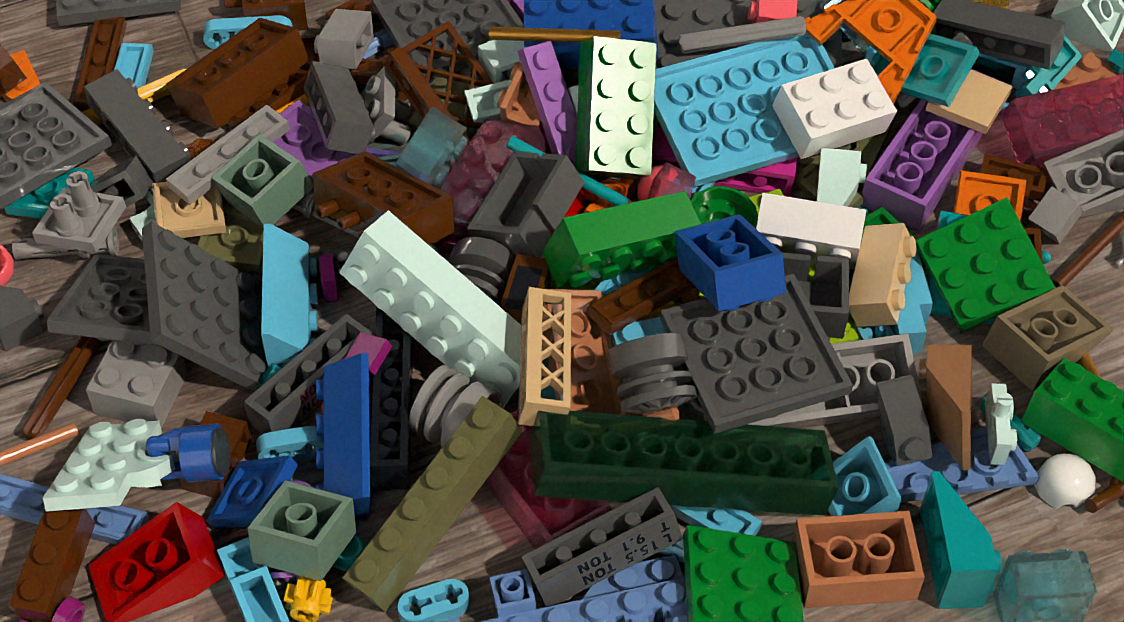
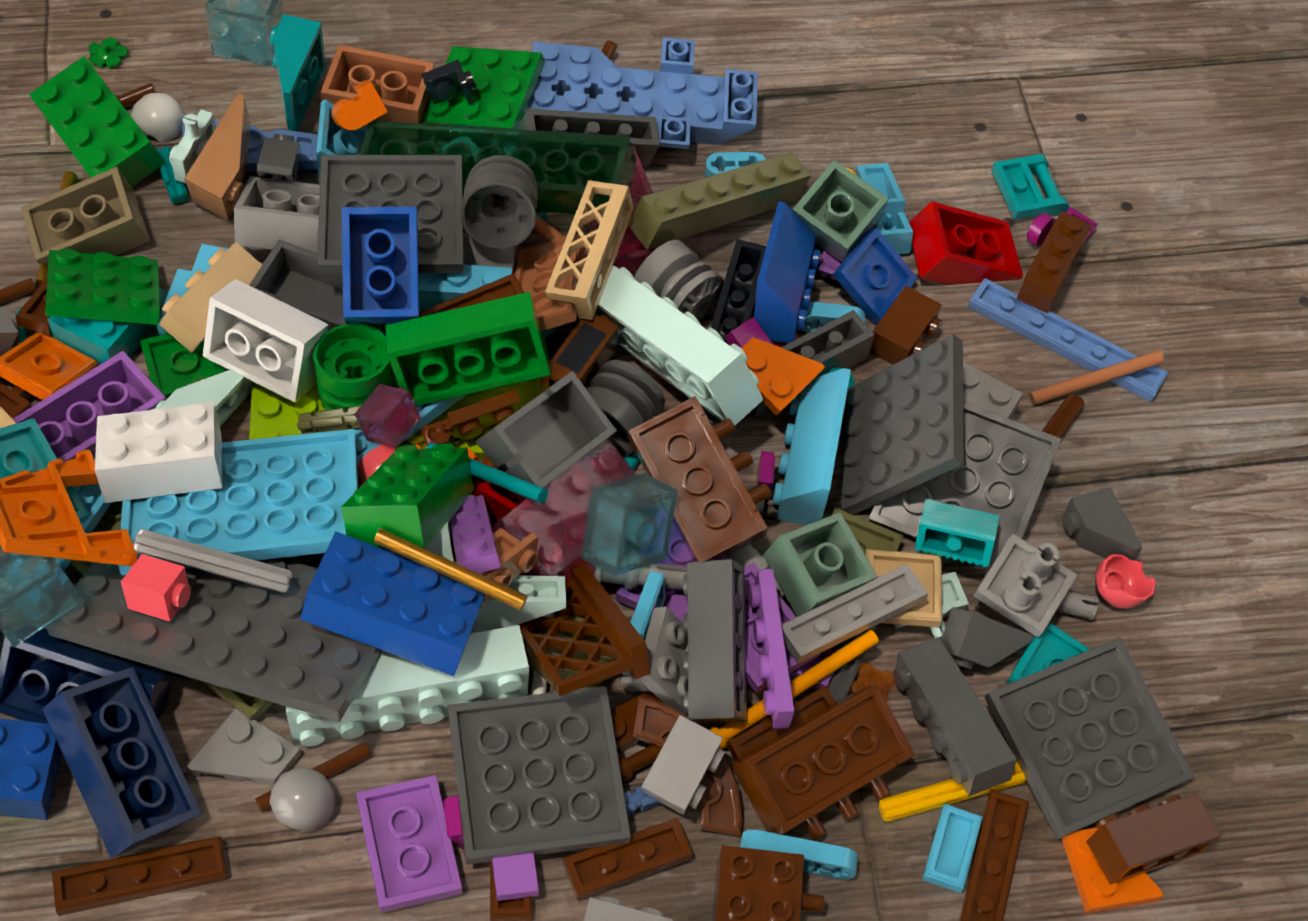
camera: 170 degrees left, 5 degrees up
(125, 240) = (957, 532): none -> teal brick
(136, 455) = (991, 308): light aqua plate -> none
(289, 101) = (773, 661): none -> medium lavender plate
(337, 323) = (779, 372): none -> orange wing
(401, 122) = (651, 597): none -> medium azure tile
(773, 554) = (449, 82): none -> black bracket
(861, 483) = (360, 110): none -> orange leg

